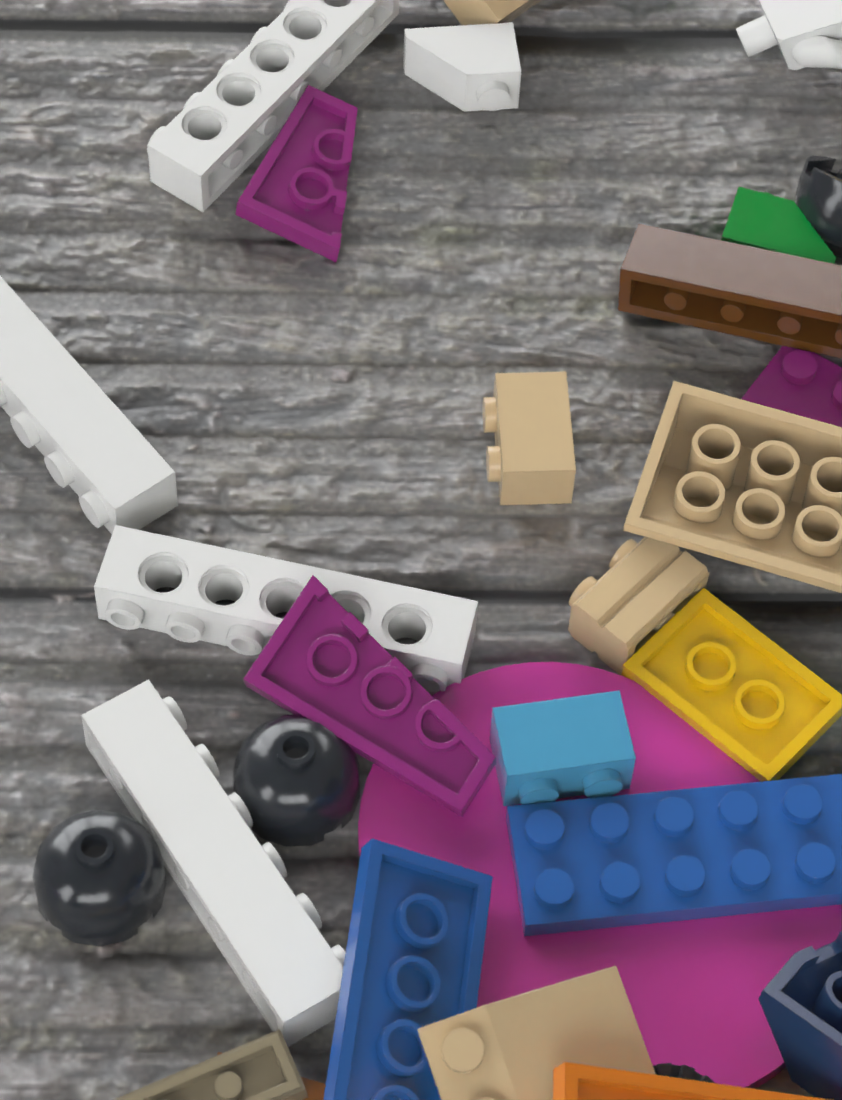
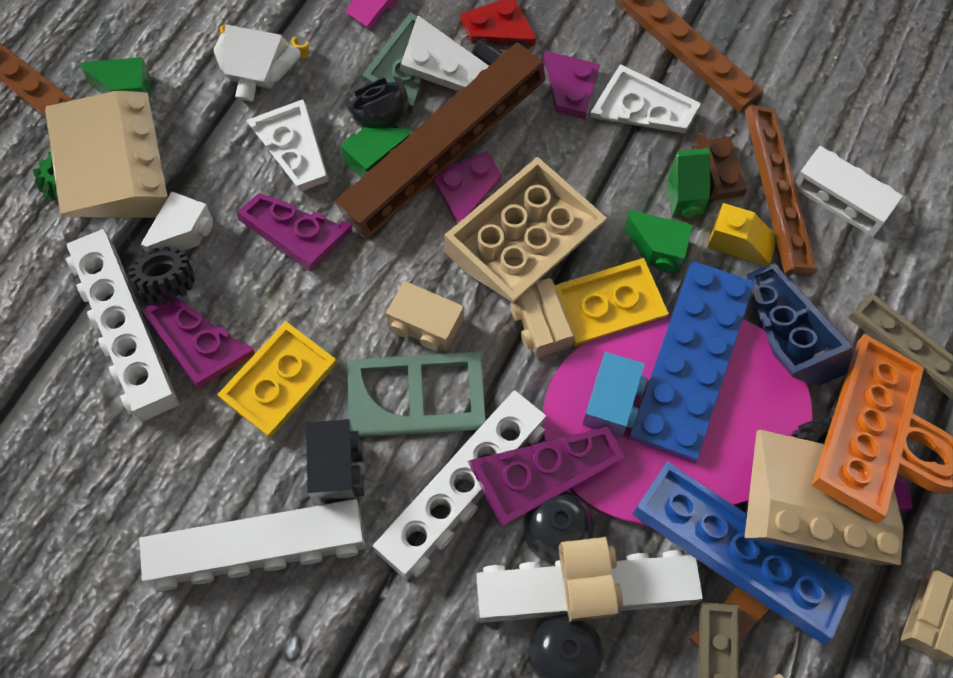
camera: 60 degrees left, 10 degrees up
(212, 416) = (332, 462): none -> black brick
(215, 824) = (589, 579): none -> tan brick
(310, 301) = (277, 379): none -> yellow plate
(322, 453) = (375, 421): none -> sand green window
(376, 81) = (162, 275): none -> black tyre
(563, 207) = (296, 233): none -> magenta wing
(710, 137) = (293, 143): none -> white wing

